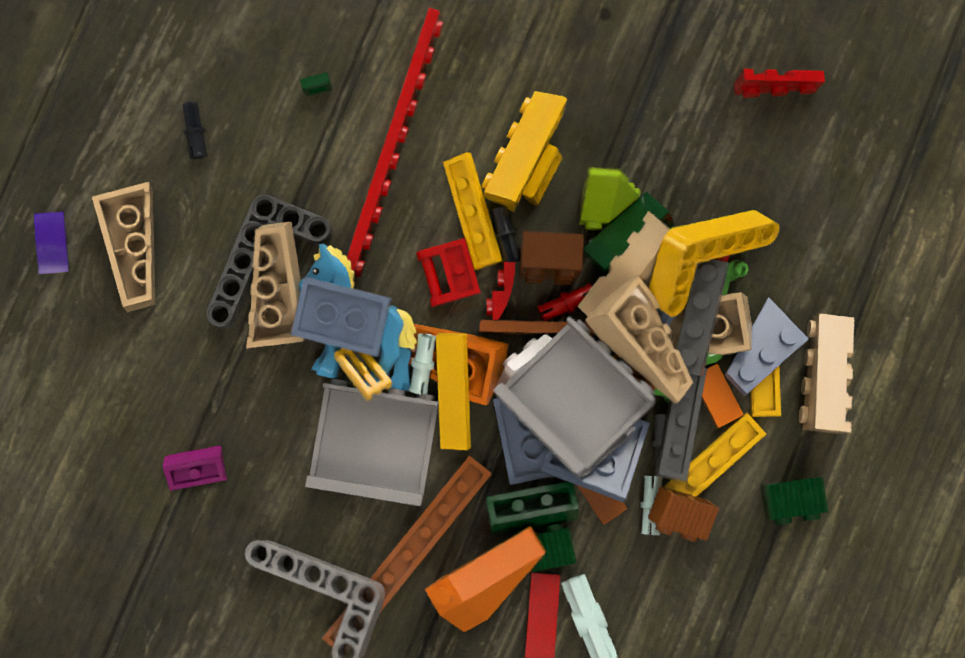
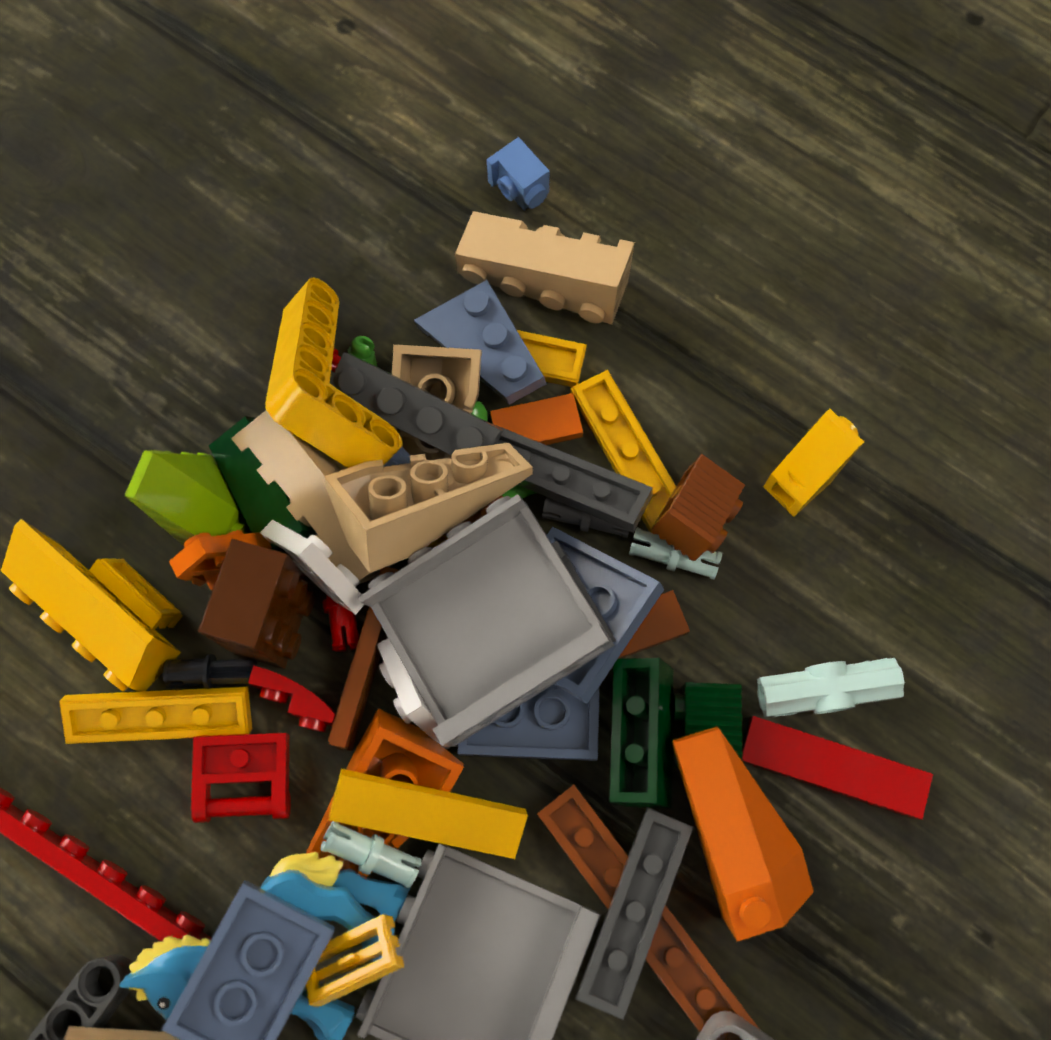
camera: 75 degrees left, 10 degrees down
(427, 526) = (634, 914): none -> dark grey plate
(572, 220) = (205, 554): none -> orange wing
(585, 283) = (312, 559): none -> white wing
(729, 580) = (814, 462): none -> yellow slope
(778, 85) = (112, 236): red wing -> none
(794, 499) = (709, 353): dark green brick -> none
(893, 342) = (519, 174): none -> medium blue brick

